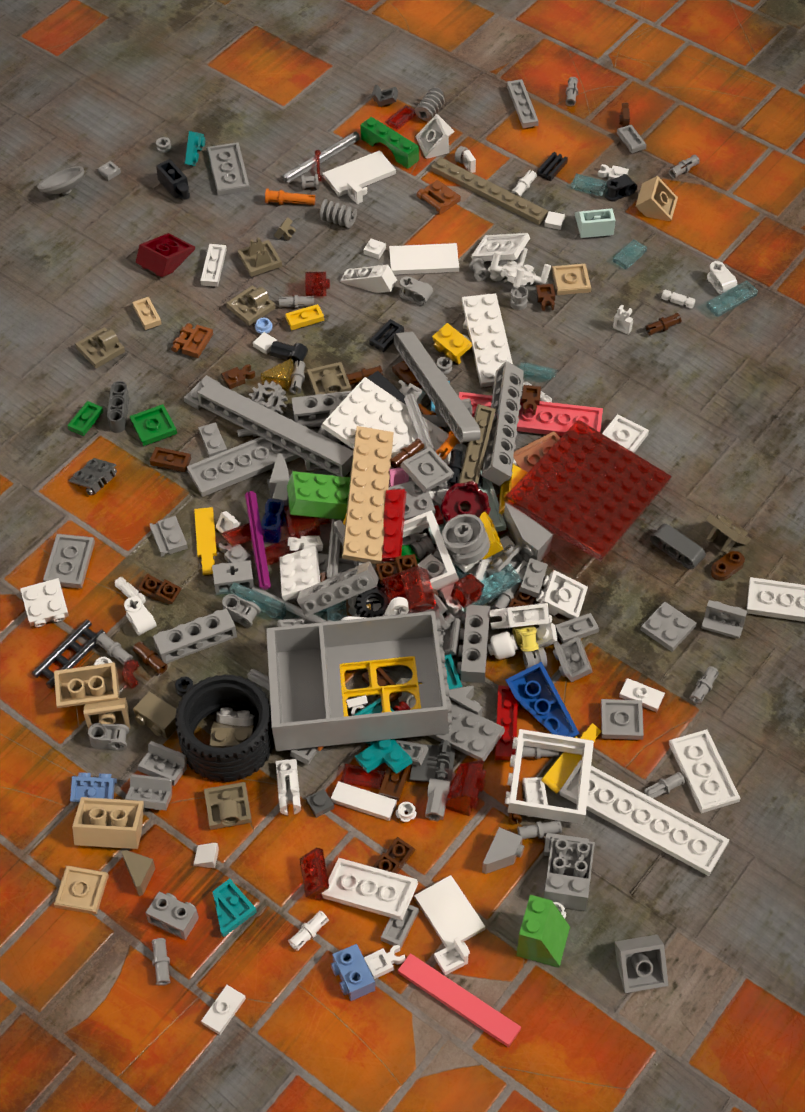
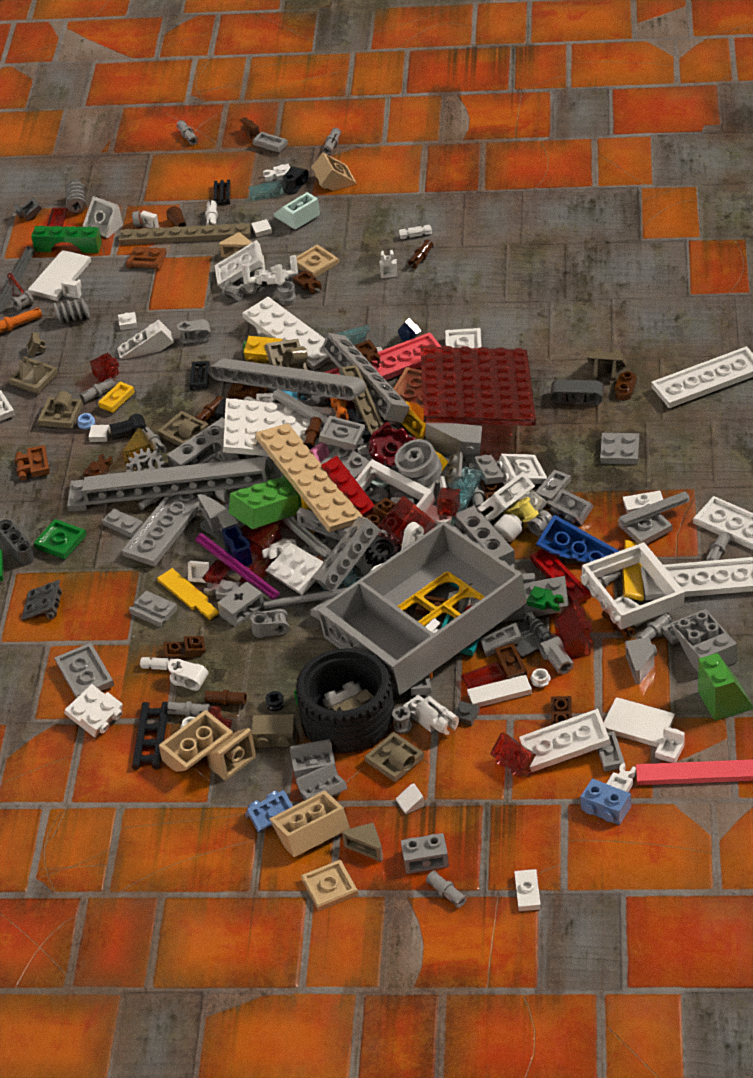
camera: 30 degrees left, 10 degrees down
(110, 736) = (245, 769): light grey piece -> none
(170, 459) = (100, 554): reddish brown plate -> none
(188, 644) = (250, 660): light grey brick -> none
(231, 907) = (465, 819): teal wing -> none
(262, 776) = (402, 720): none -> light grey bush
(267, 605) = (292, 605): clear light blue plate -> none
(308, 930) = (542, 798): white pin -> none
(384, 751) = (487, 646): teal plate -> none
(424, 258) = (179, 306): white tile -> none
(461, 363) = (287, 354): none -> dark tan plate
(465, 738) = (541, 598): none -> green plate
(493, 170) = (175, 215): none -> reddish brown cone
(515, 224) = (233, 244): none -> tan slope
(522, 103) = (153, 160): light grey plate -> none
(587, 396) = (408, 330): none -> dark blue plate
(629, 254) = (346, 221): clear light blue plate -> none
(639, 710) = (654, 509): none -> light grey axle
(704, 685) = (684, 469): light grey pin -> none
(721, 277) = (437, 201): white piece -> none
(724, 619) = (658, 417): light grey bracket -> none
(732, 298) = (457, 210): clear light blue plate -> none

